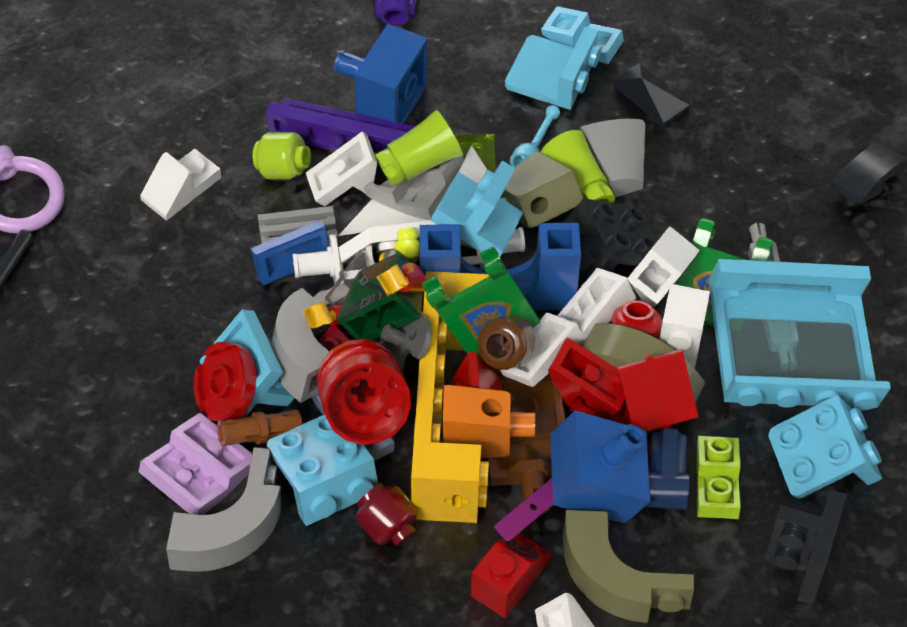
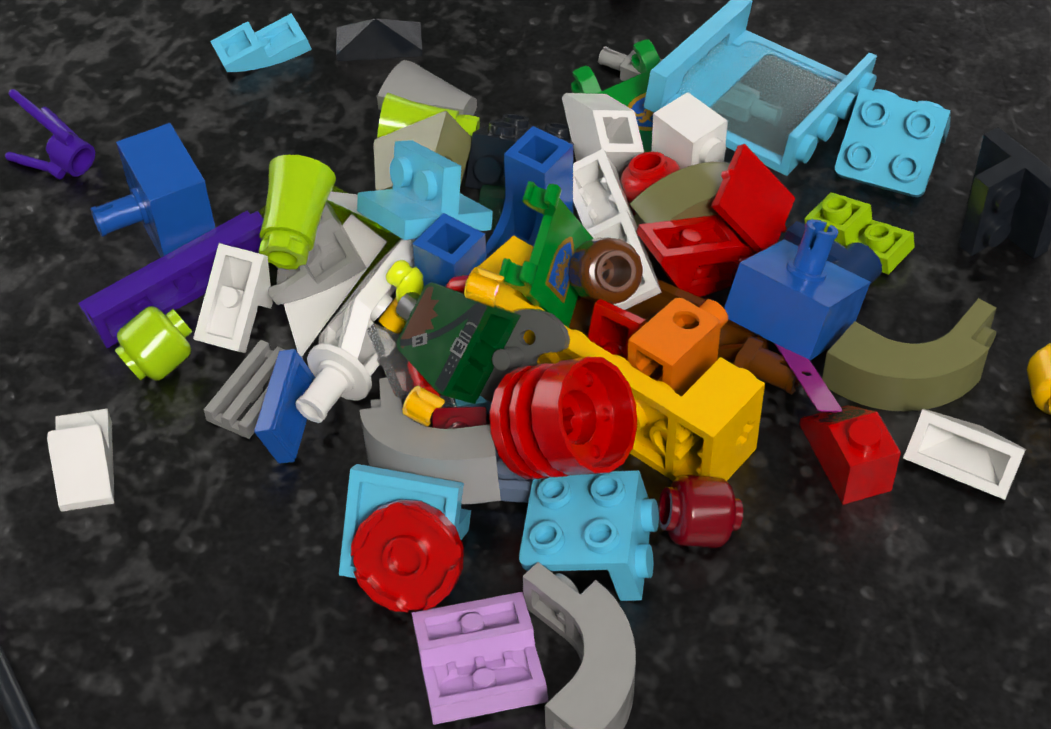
camera: 50 degrees left, 5 degrees down
(257, 427) = (488, 564): dark orange pin -> none
(525, 150) = (359, 155): medium azure hinge -> none
(554, 70) = (286, 83): medium azure bracket -> none

